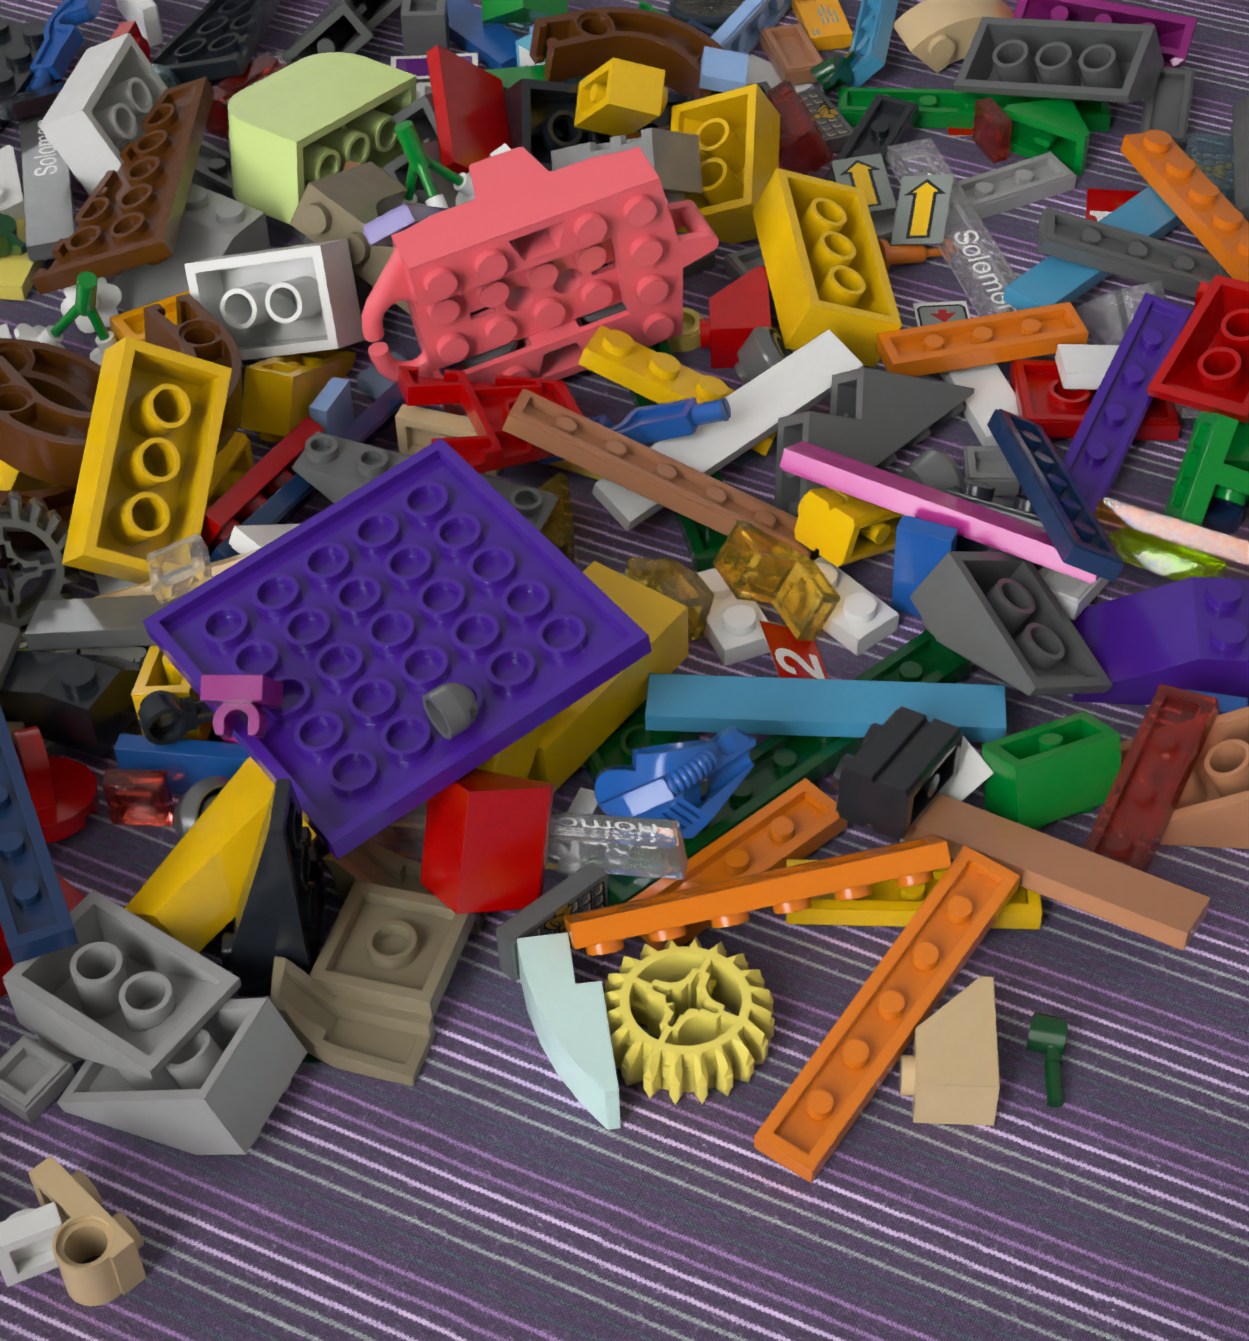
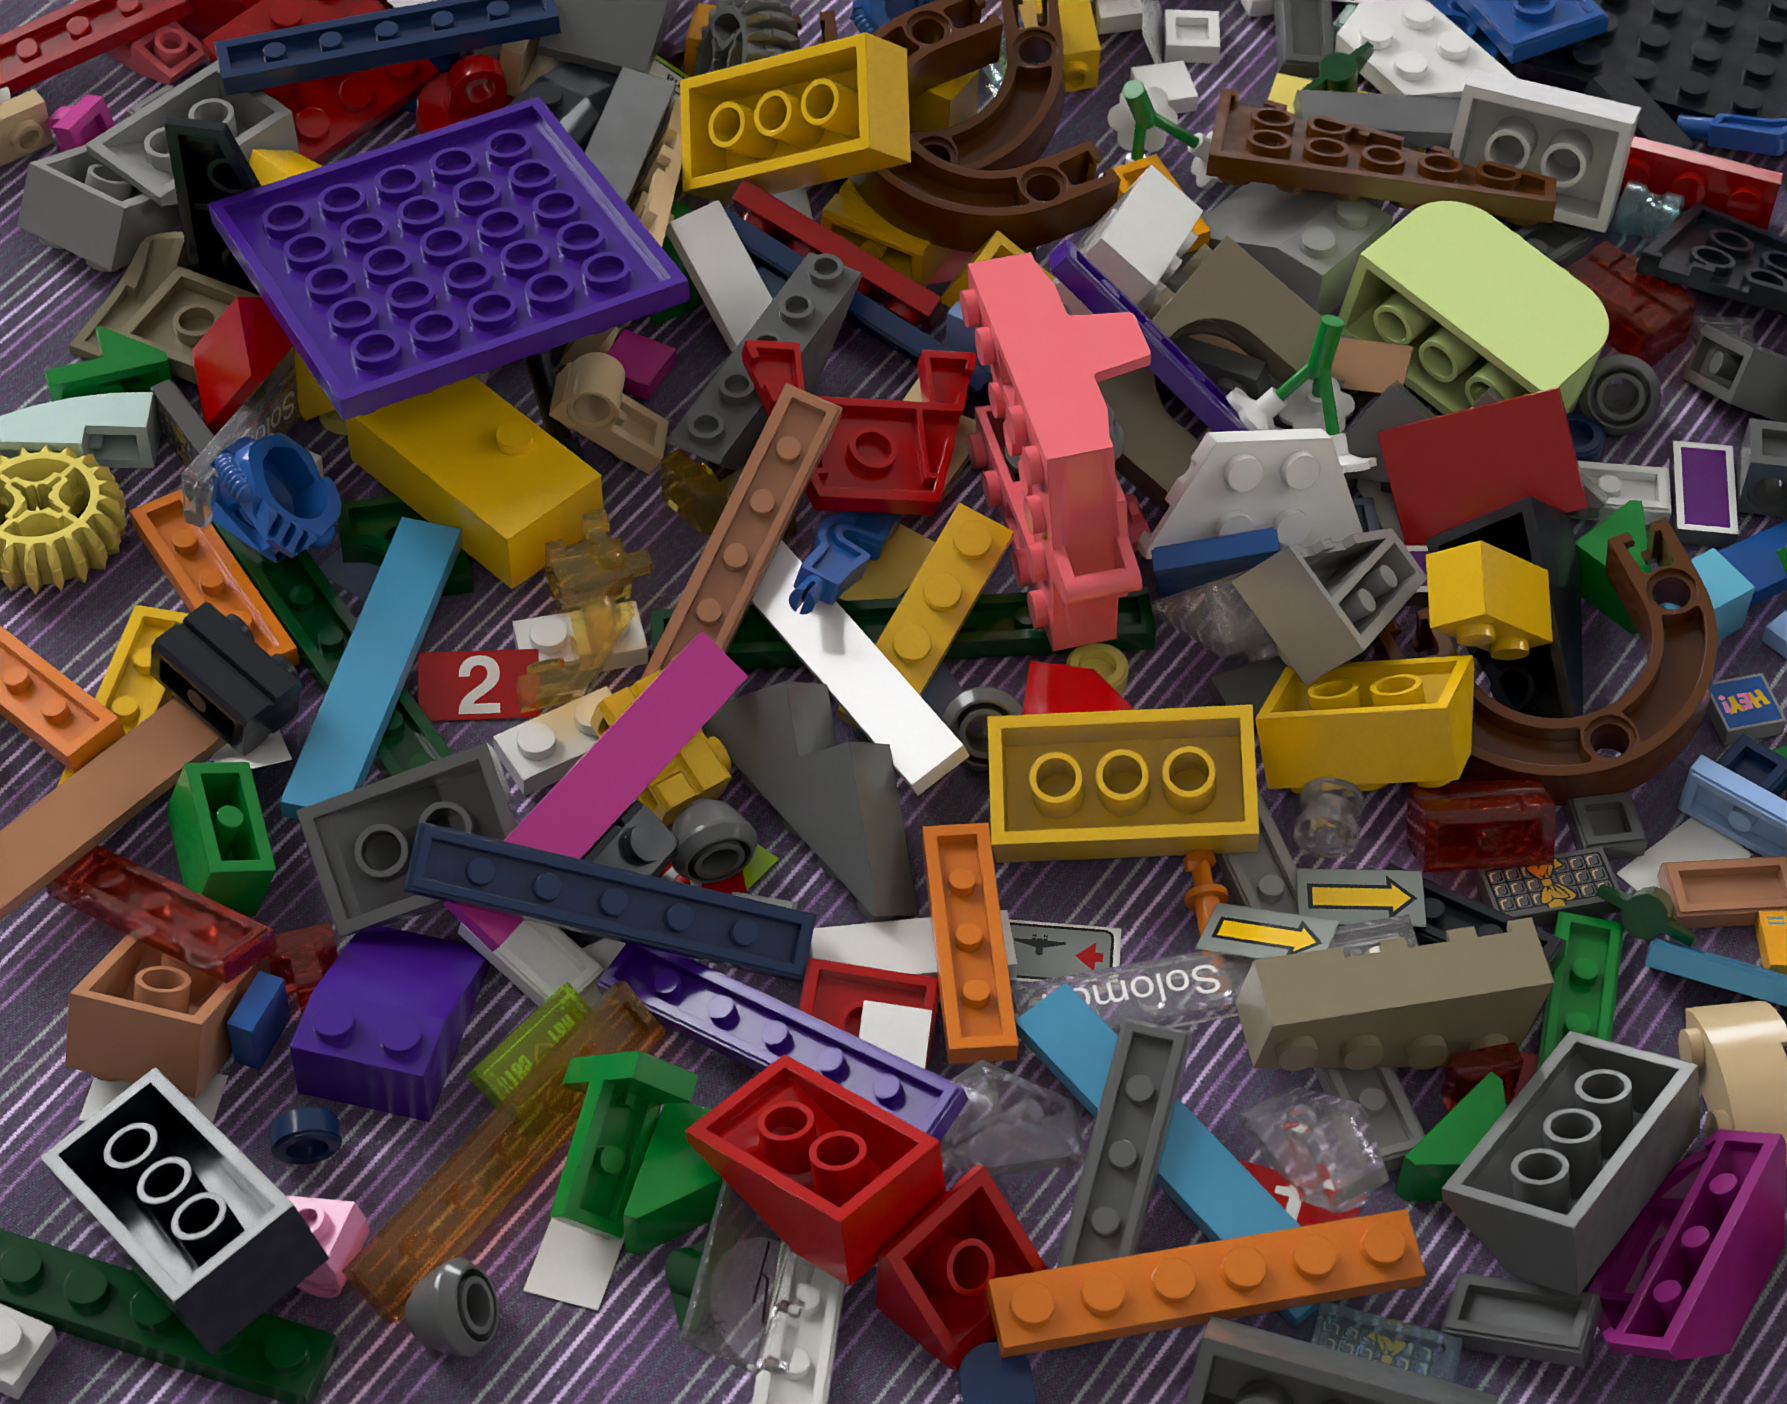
camera: 95 degrees right, 5 degrees up
(78, 1134) = (80, 123): none -> dark pink tile
(179, 568) = (658, 154): clear tile -> none
(241, 694) = (379, 134): magenta tile -> none
(451, 708) = (296, 255): dark grey hinge -> none
(472, 1004) = (123, 368): none -> green slope
(723, 70) = (1579, 736): light blue tile -> none
(729, 901) = (132, 562): orange plate -> none
(917, 552) = (543, 763): blue tile -> none
(971, 136) = (1394, 1001): none -> dark tan wedge
(1078, 183) = (1318, 1147): none -> clear slope
(1134, 695) = (303, 959): none -> clear red tile

